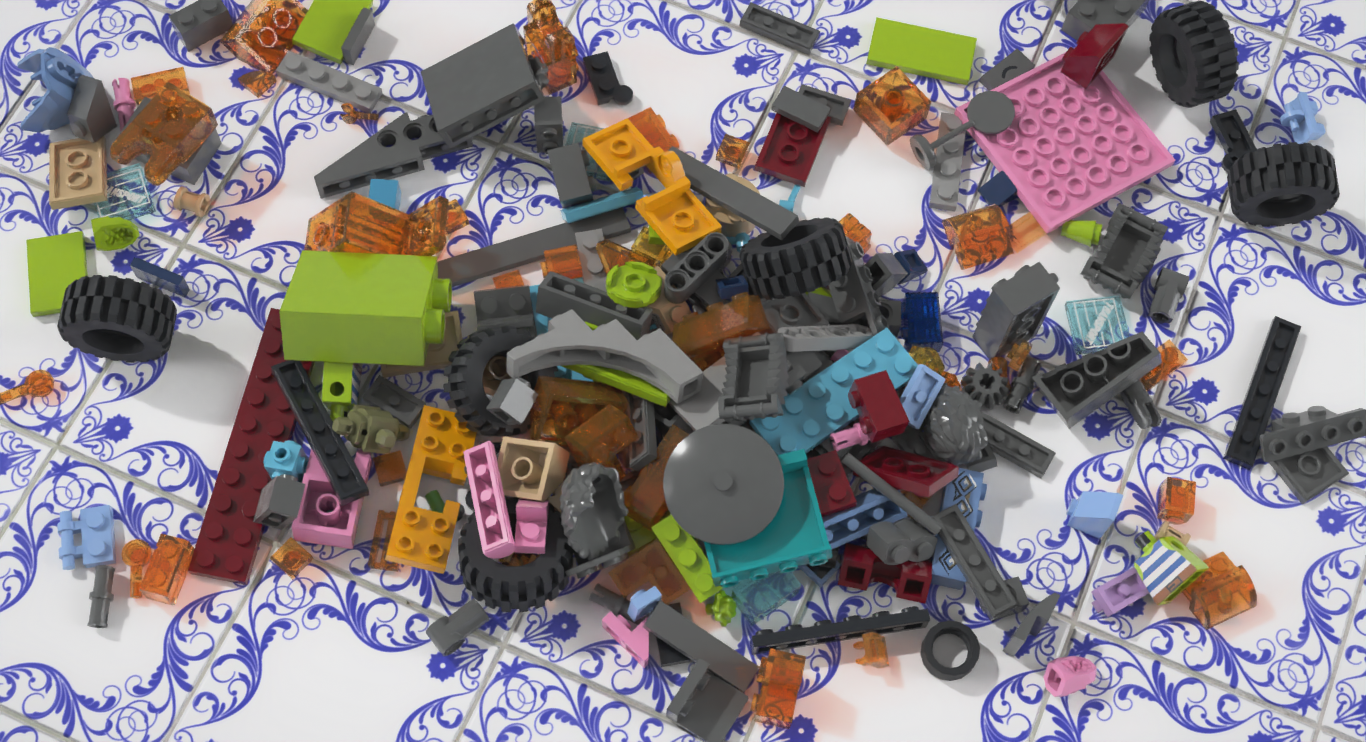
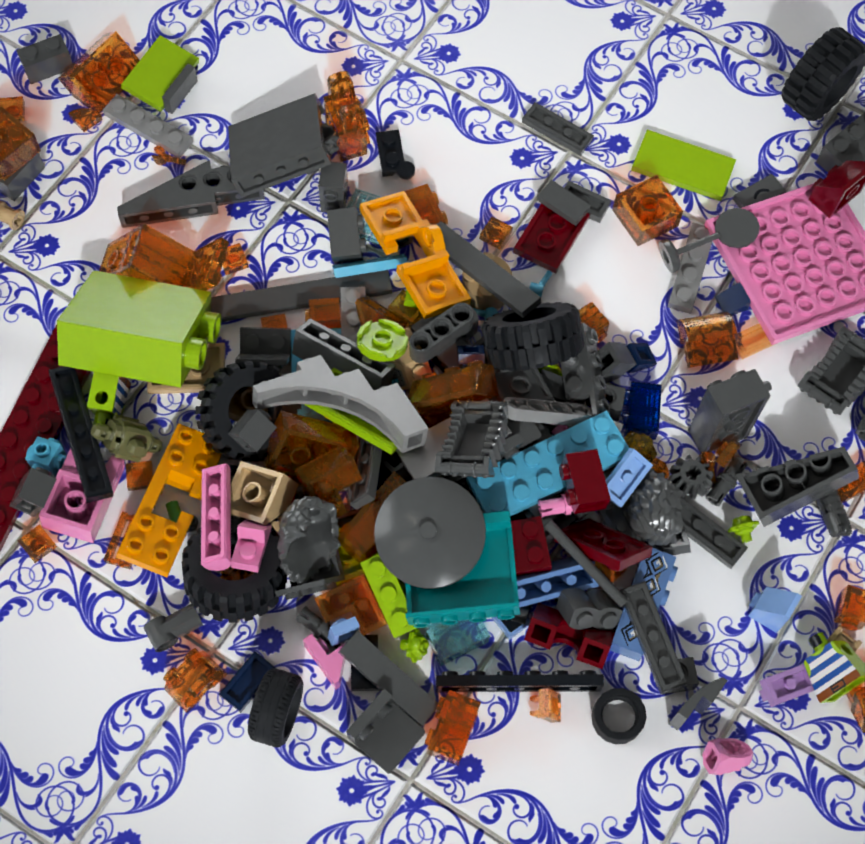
camera: 10 degrees right, 0 degrees up
(385, 192) = (179, 230): dark azure brick -> none
(395, 400) = (154, 416): dark grey plate -> none
(488, 679) = (193, 679): none -> clear orange cylinder
(548, 673) = (245, 682): none -> dark blue tile
(586, 695) = (275, 707): none -> black tyre
(1048, 432) = (743, 527): none -> lime plant
(1082, 231) = (807, 348): lime cone -> none
(1096, 323) = (804, 433): clear light blue tile -> none

